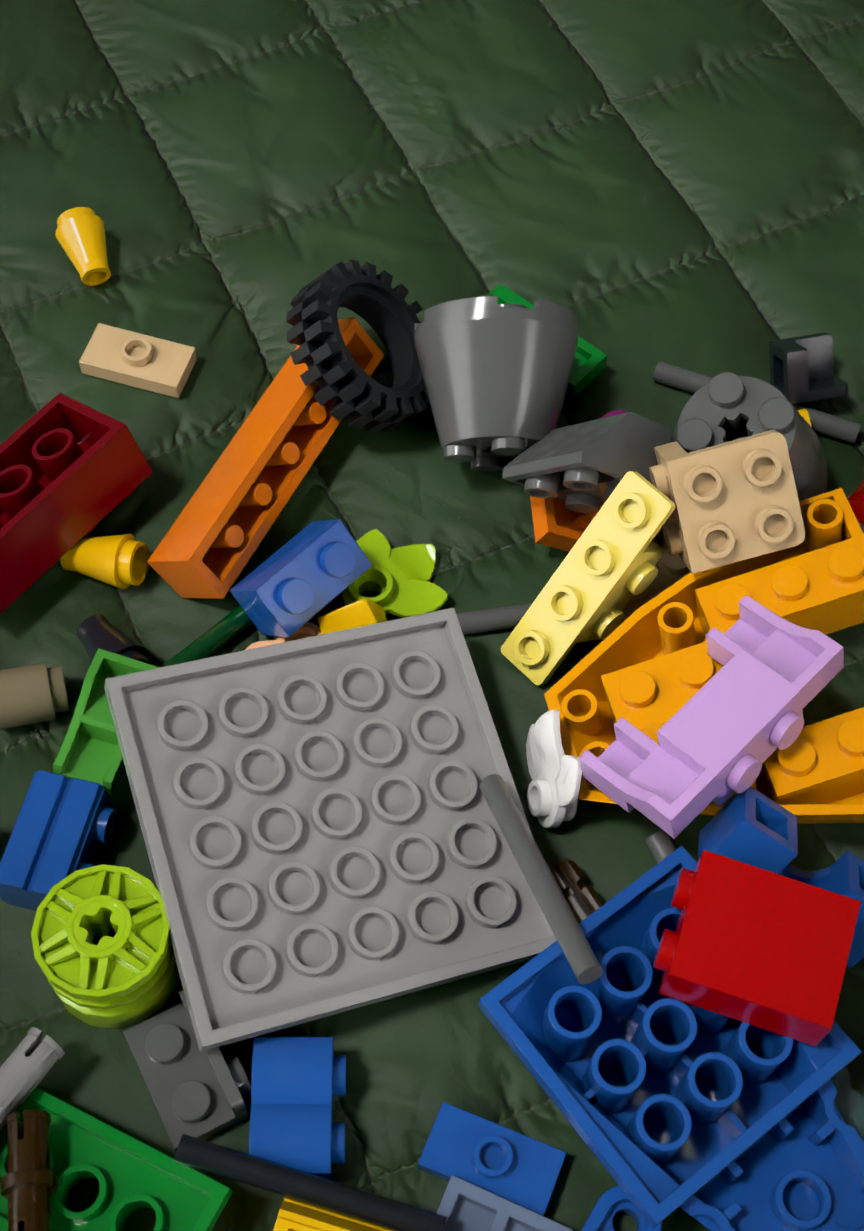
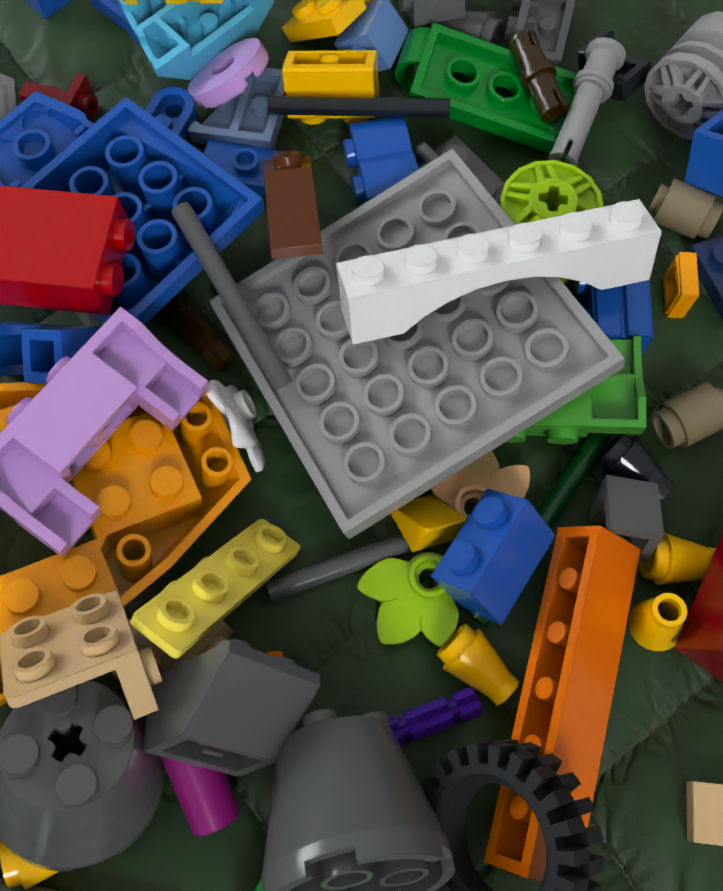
camera: 170 degrees right, 10 degrees up
(143, 593) = (630, 510): none -> dark grey panel
(152, 504) = (650, 628): none -> yellow cone
(203, 824) = (398, 288): none -> white arch
(345, 503) = (477, 664): none -> yellow cone
(402, 476) = (436, 715): none -> dark purple axle
(440, 1012) = (291, 206): none -> reddish brown slope

